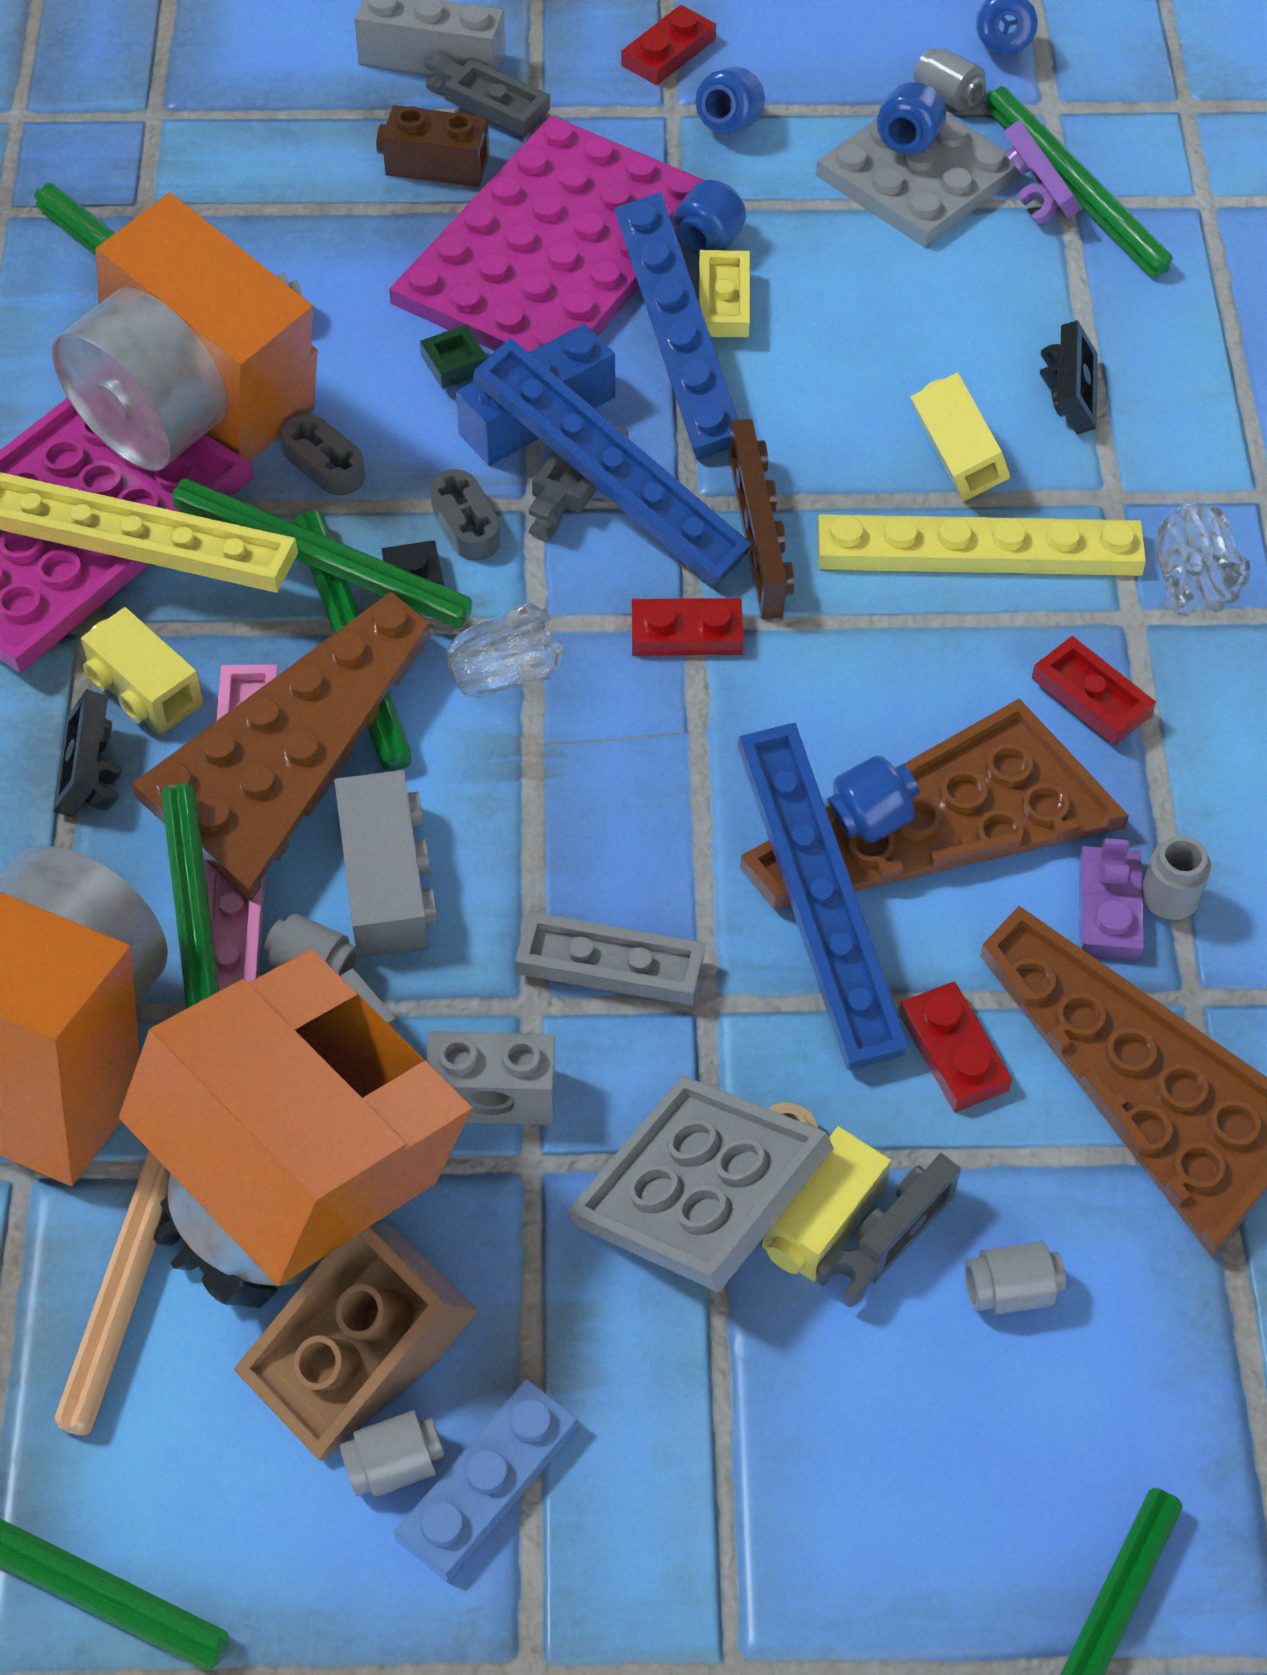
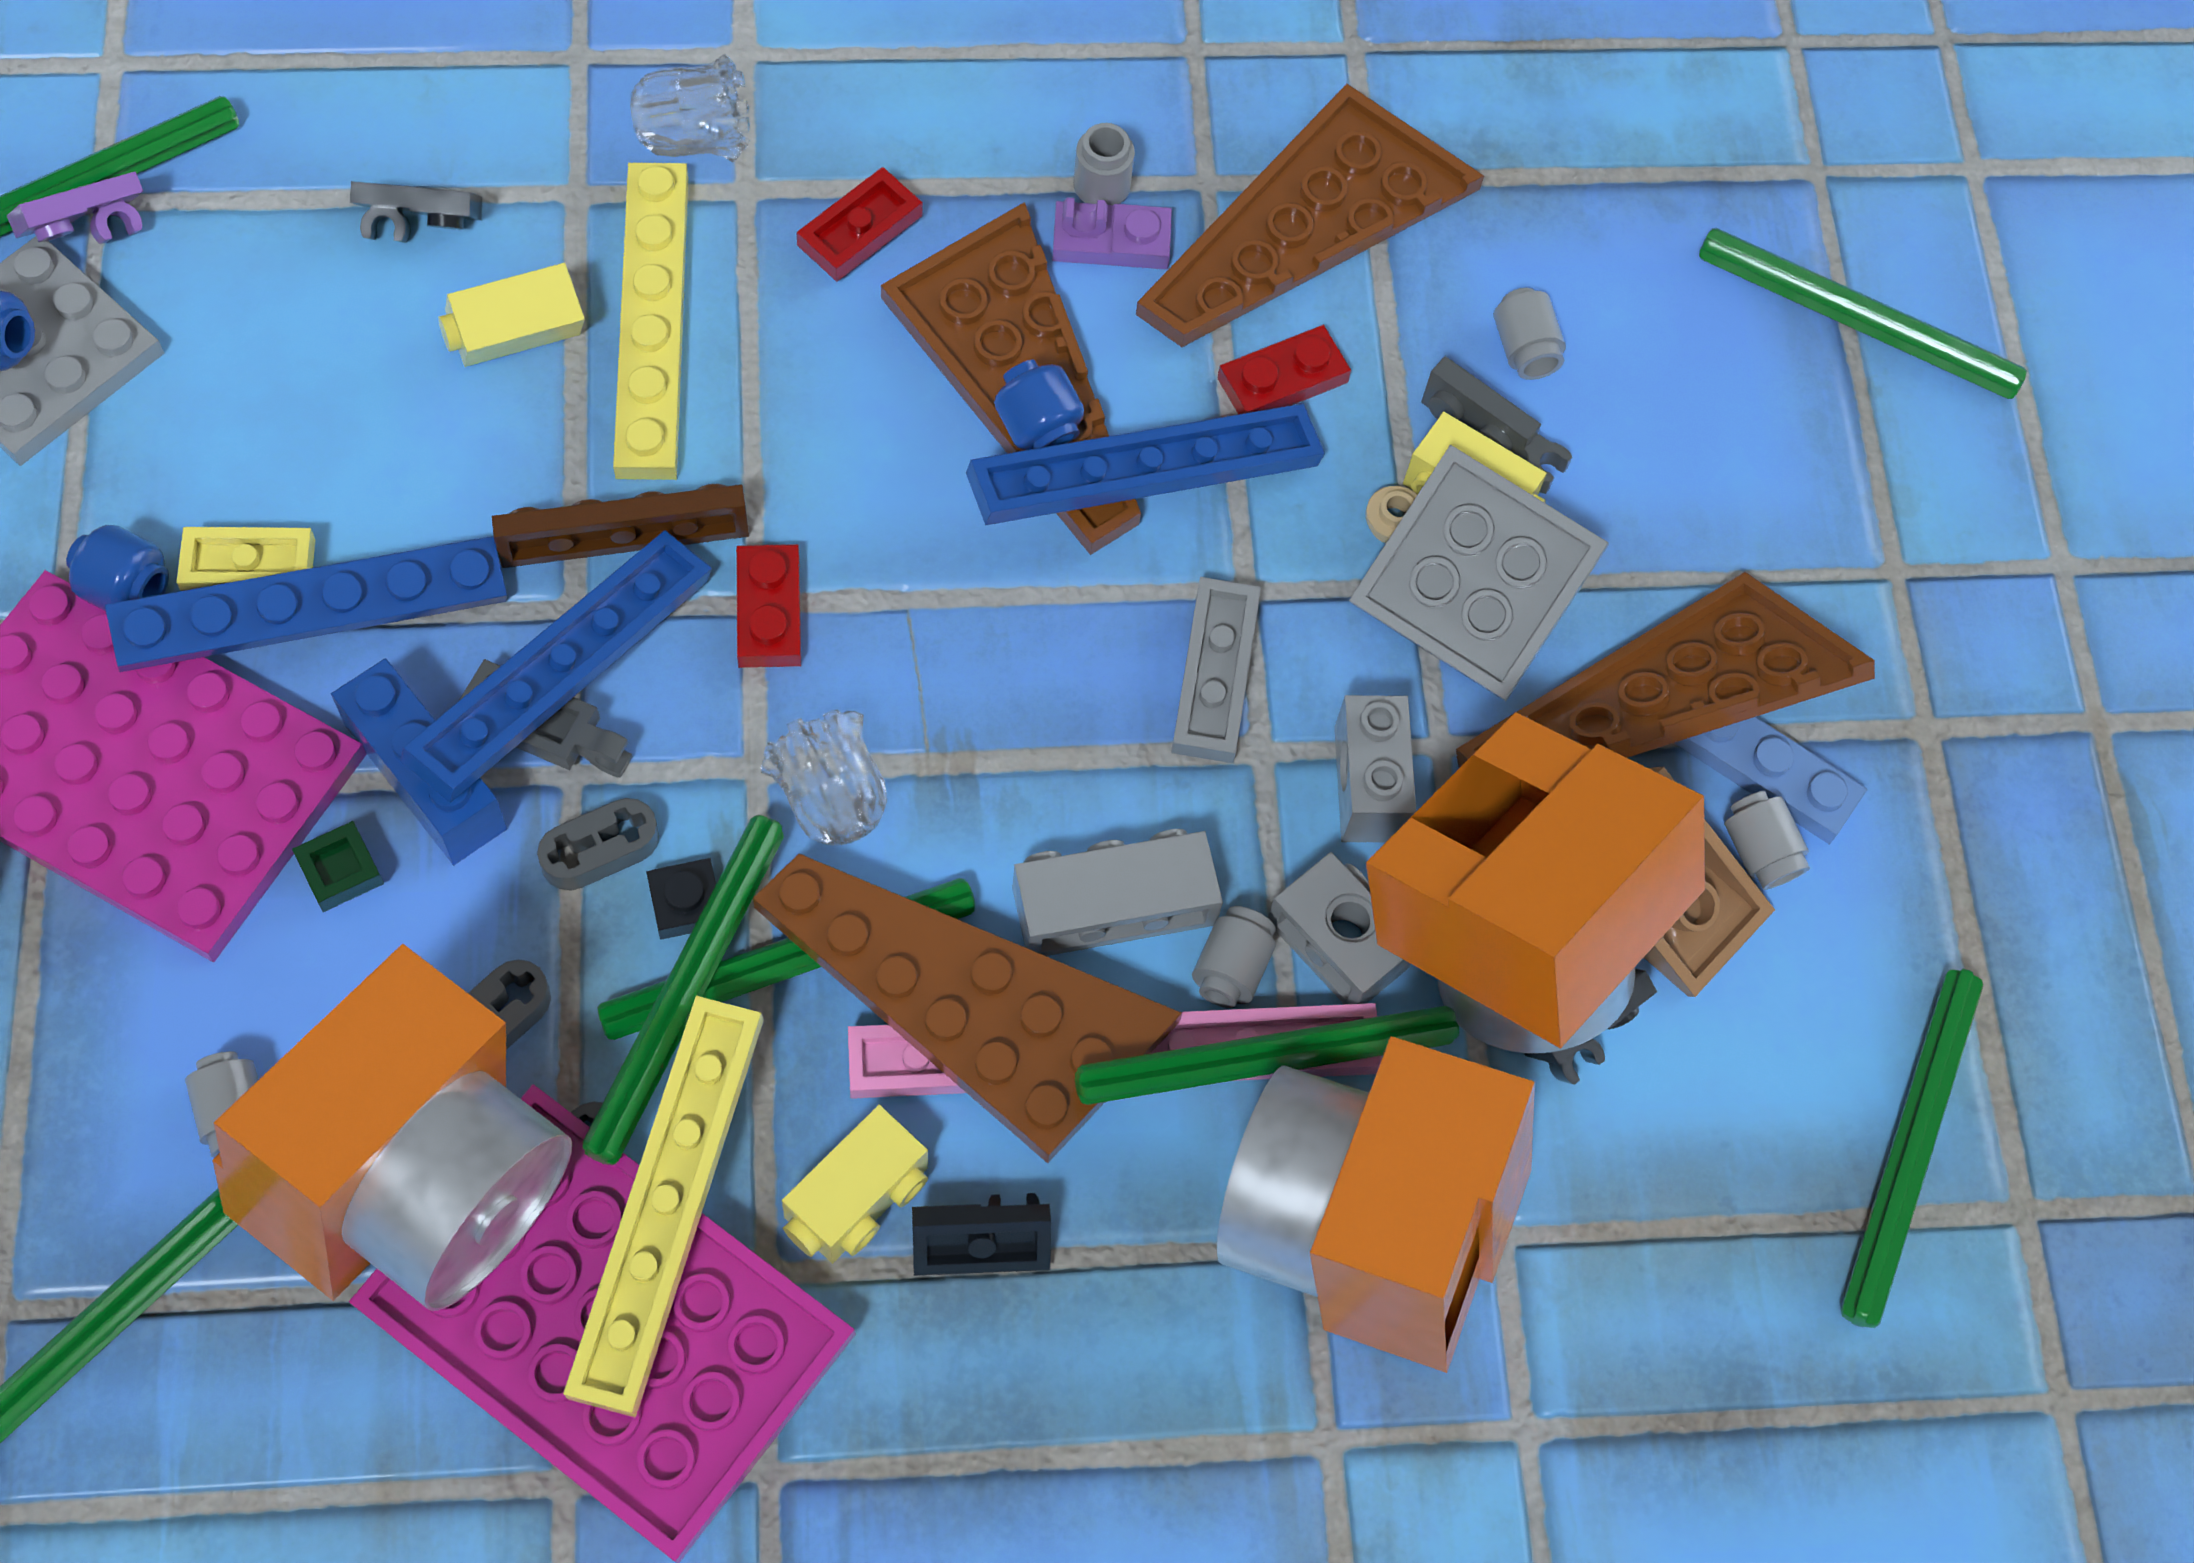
camera: 100 degrees left, 10 degrees up
(114, 1302) = (1655, 1115): light nougat axle -> none
(581, 1398) = (1698, 672): none -> dark orange wing

